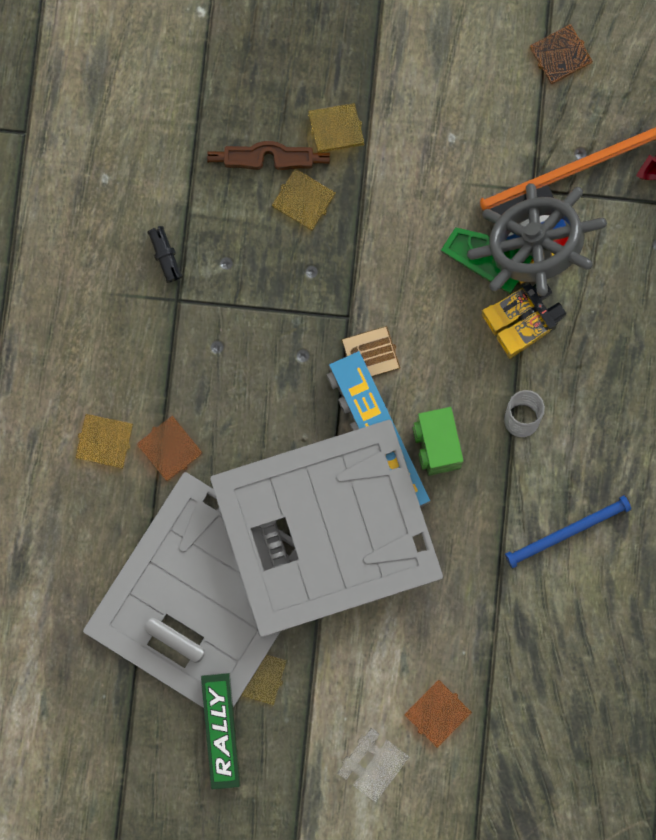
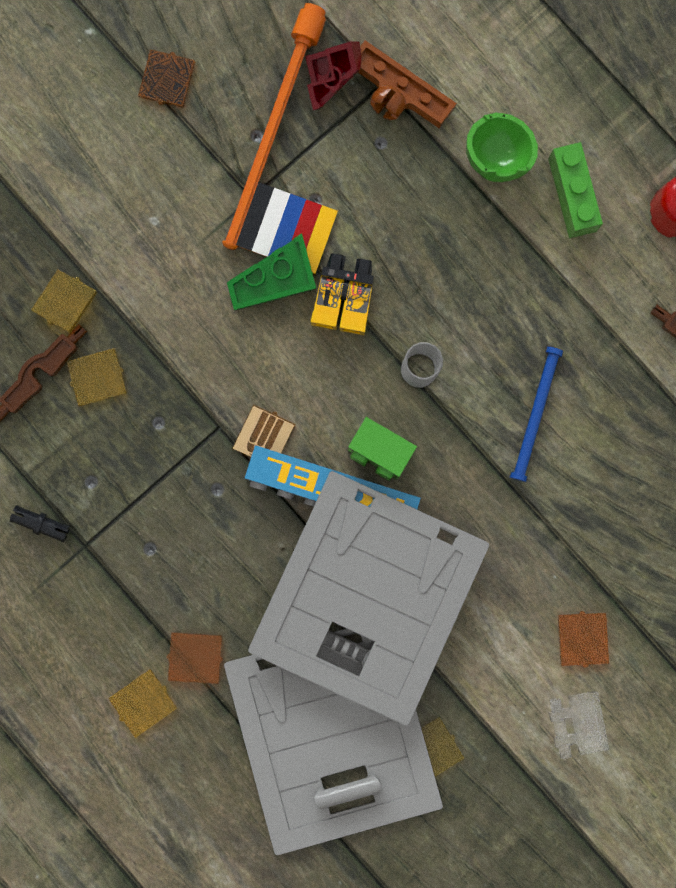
camera: 45 degrees left, 5 degrees up
(220, 731) = (449, 819): tile -> none
(537, 239) = (296, 229): dark grey piece -> none

